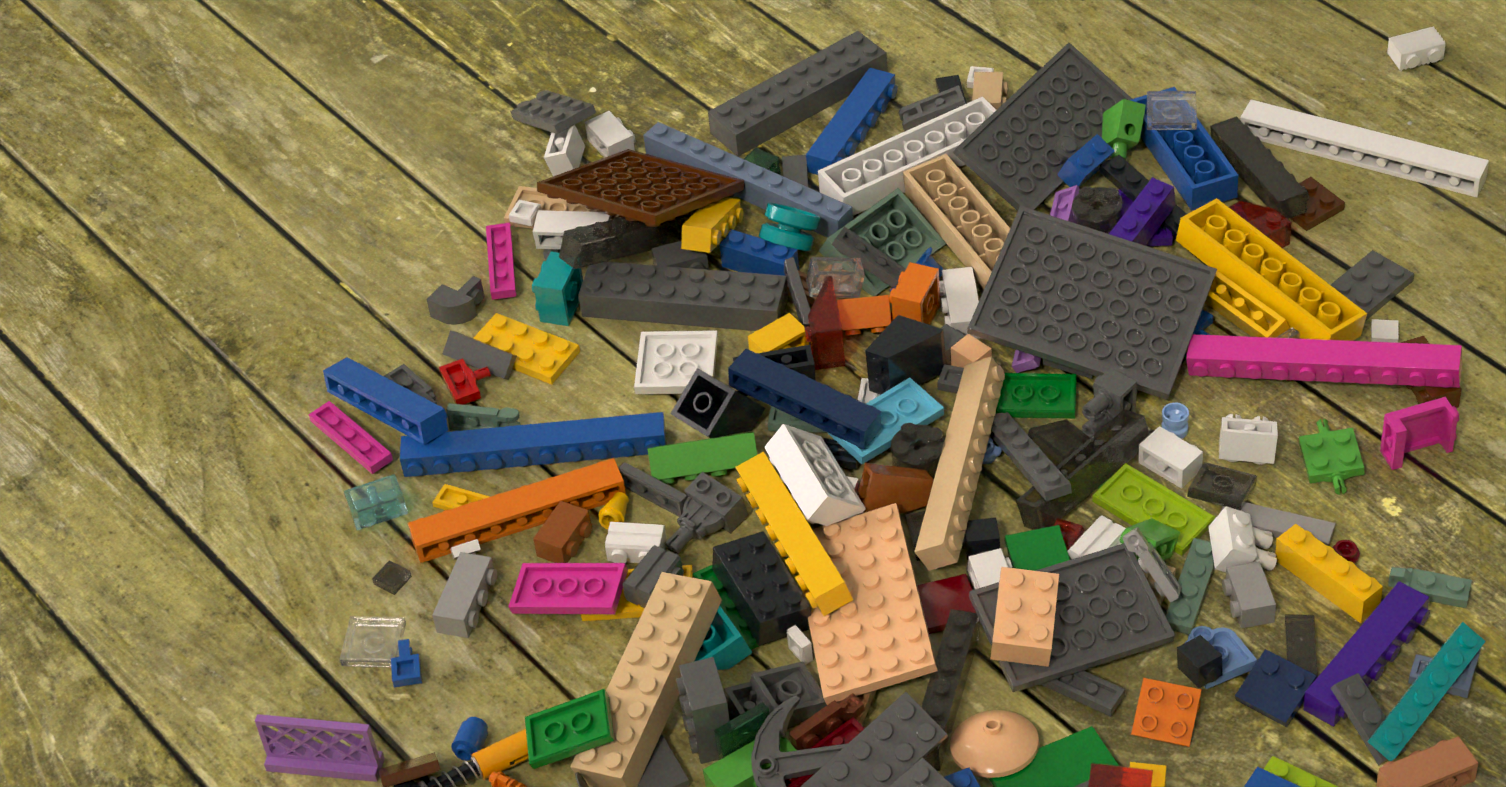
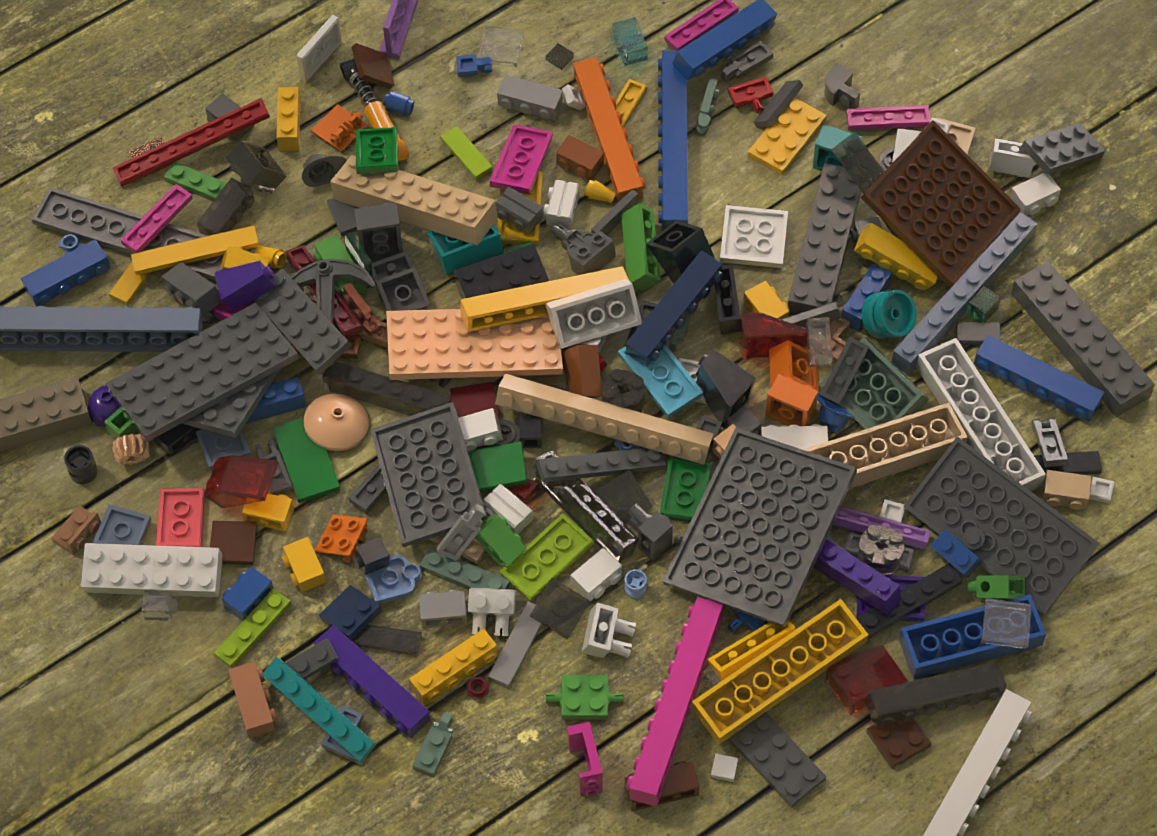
camera: 90 degrees right, 15 degrees up
(550, 658) = (466, 153): none -> lime tile
(799, 645) = (447, 302): white tile -> none
(1025, 616) = (417, 432): light nougat brick -> none
(1218, 745) = (304, 565): none -> yellow brick

